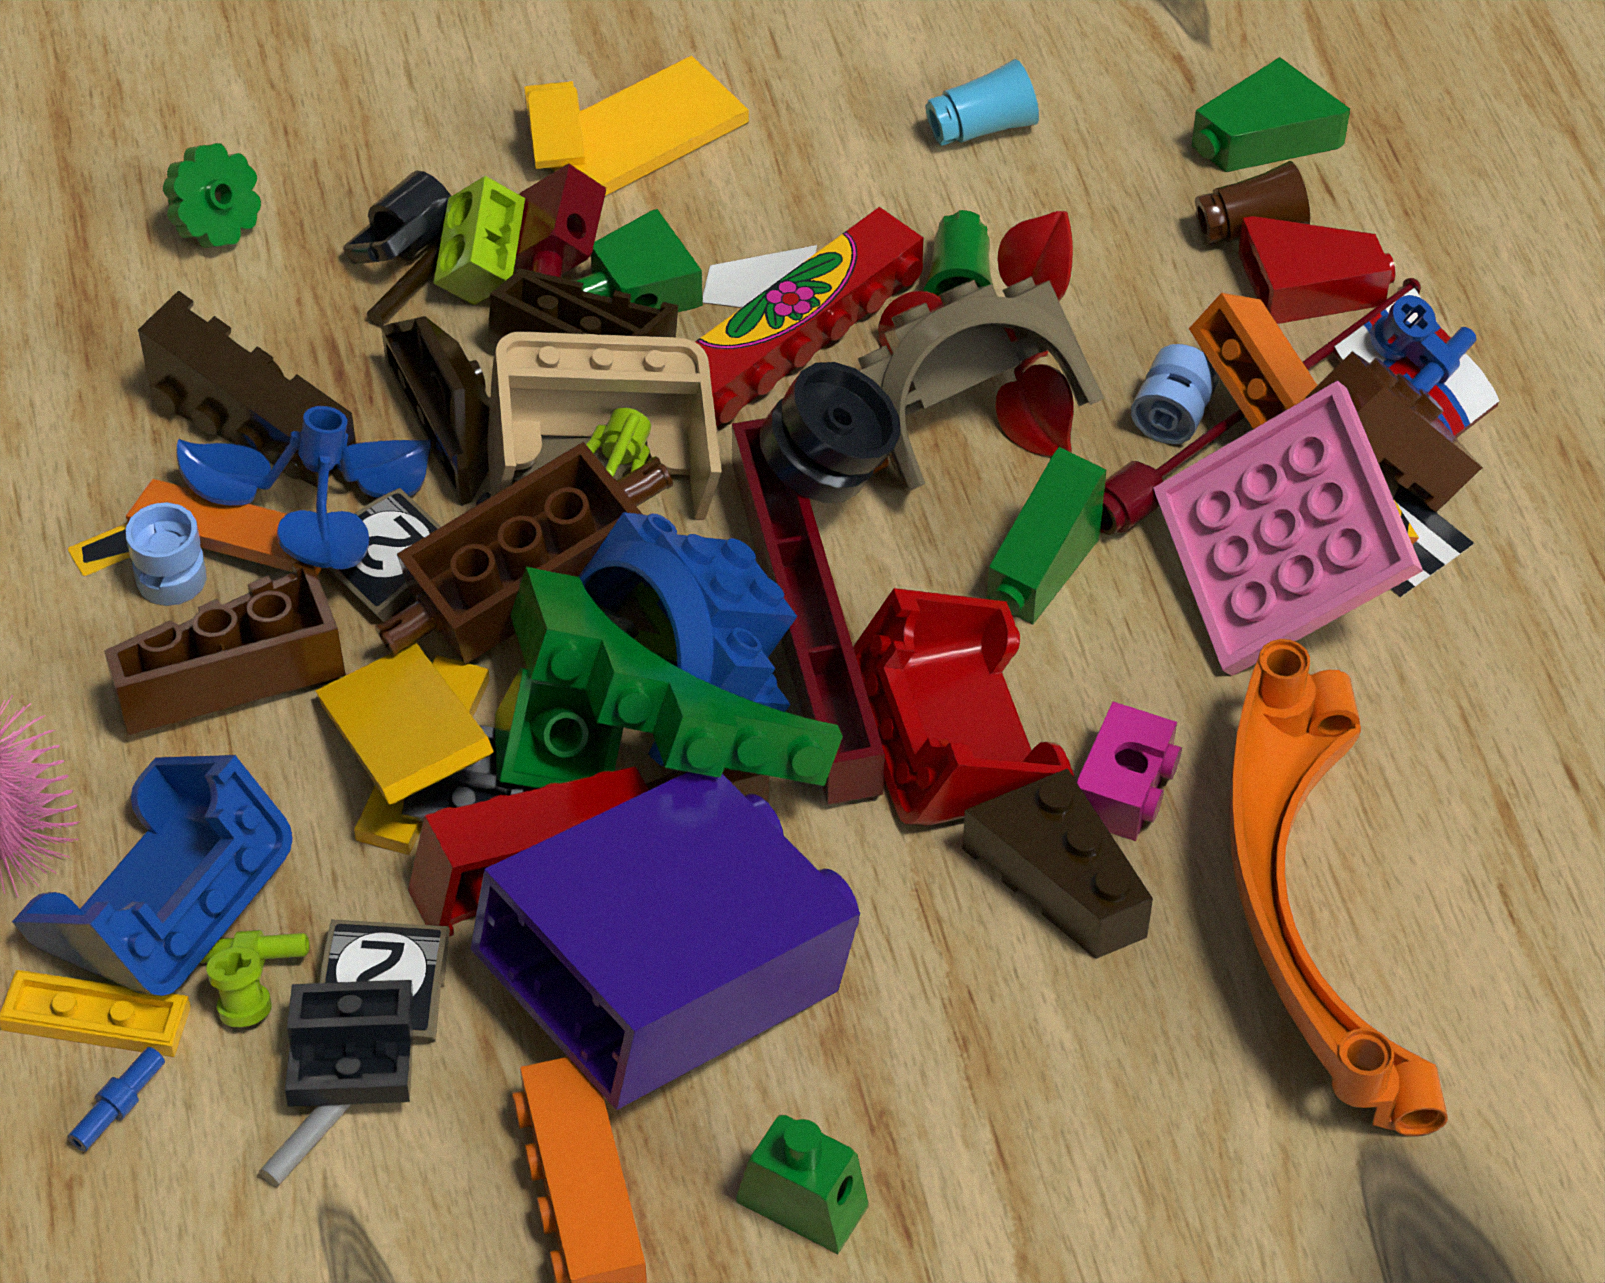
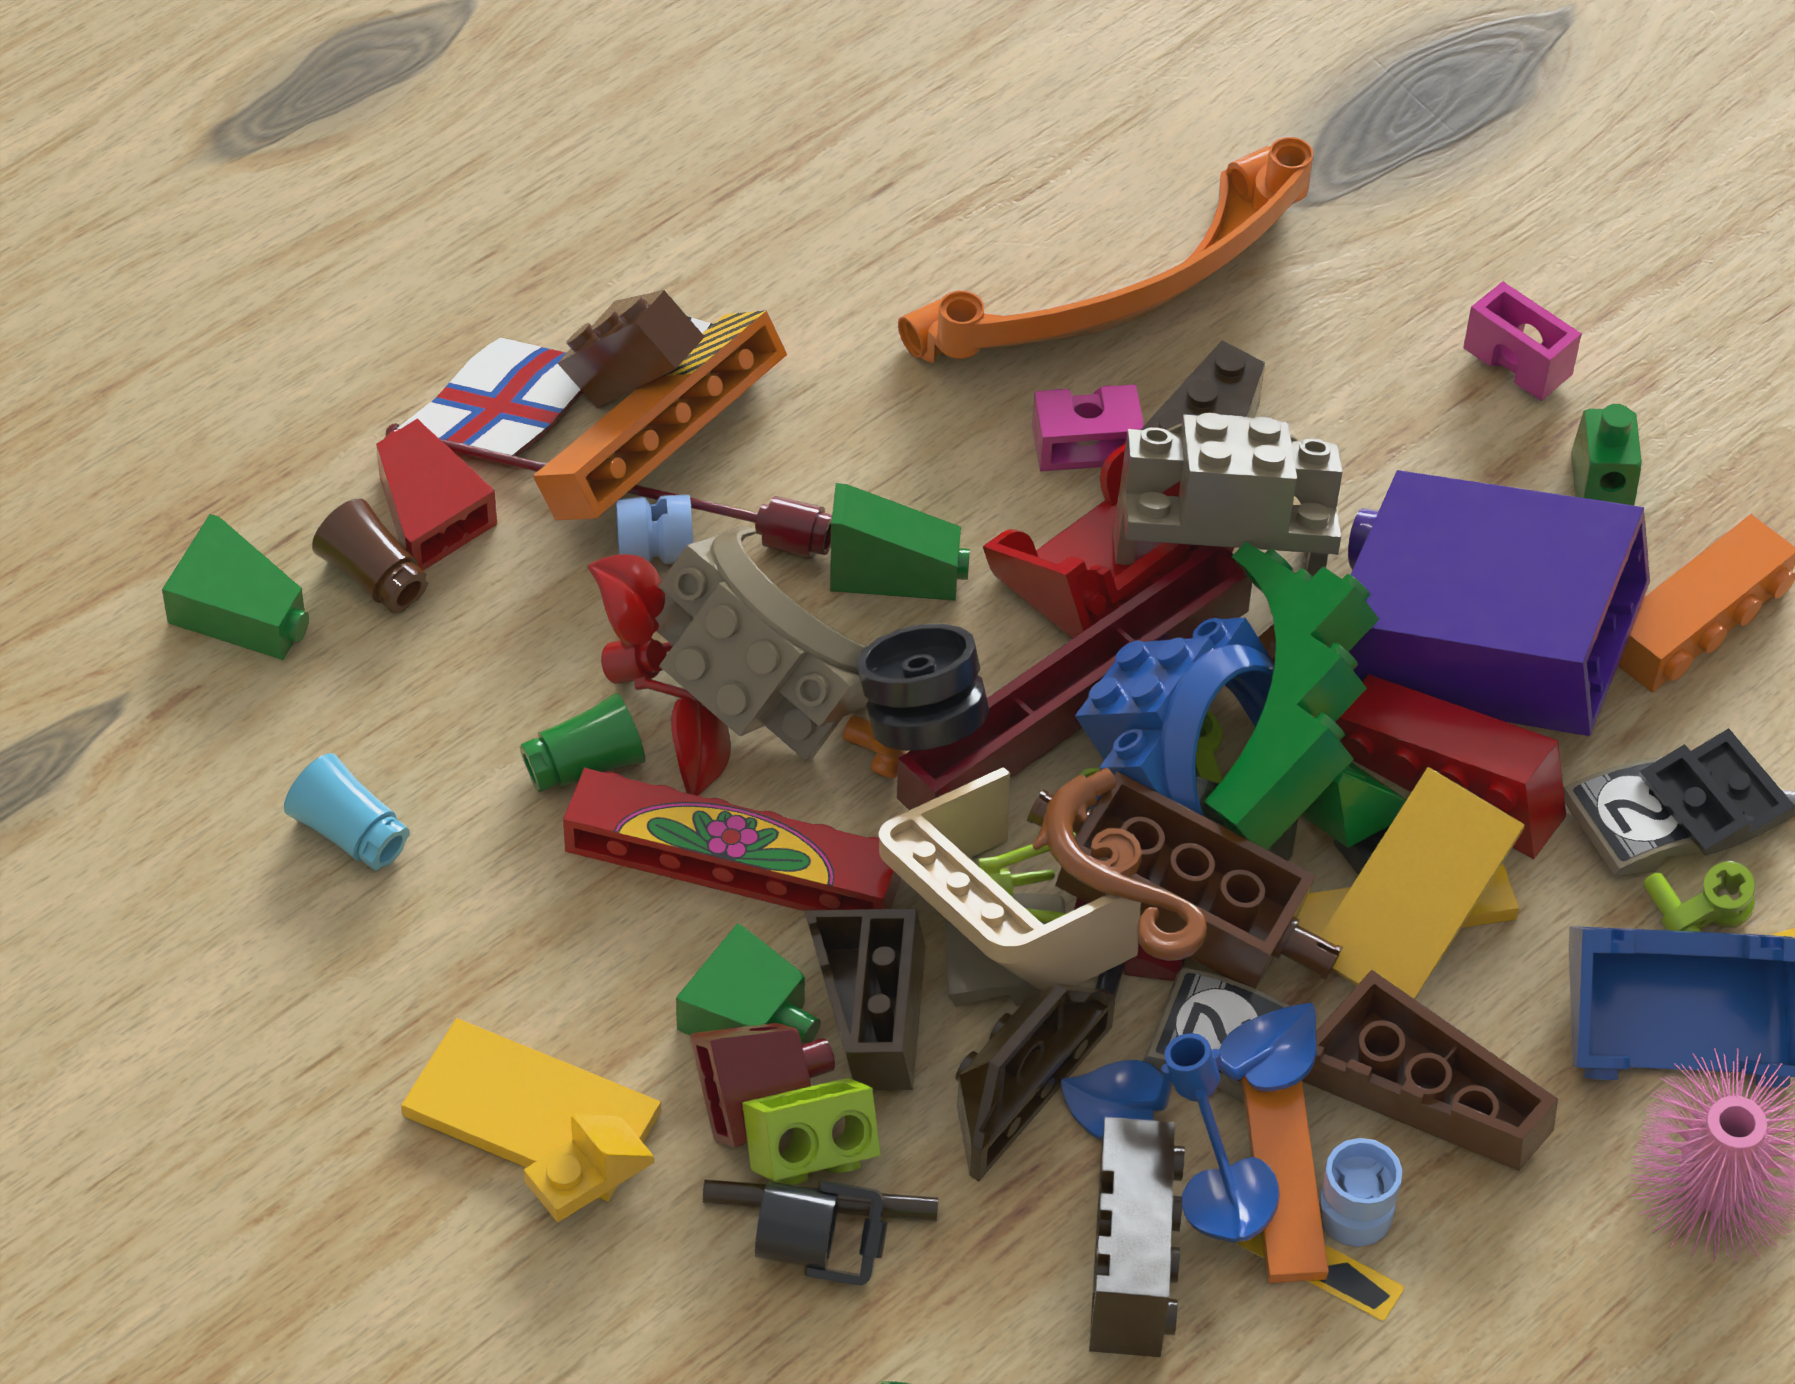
camera: 120 degrees left, 0 degrees up
(543, 462) = (1115, 873): none -> dark orange plant
(744, 279) = (673, 918): white sticker -> none
(910, 770) = (1232, 490): none -> dark tan piece
(1051, 1201) = (1498, 339): none -> dark pink brick
(1286, 528) = (803, 366): bright pink plate -> none
(1419, 342) = (484, 386): blue piece -> none

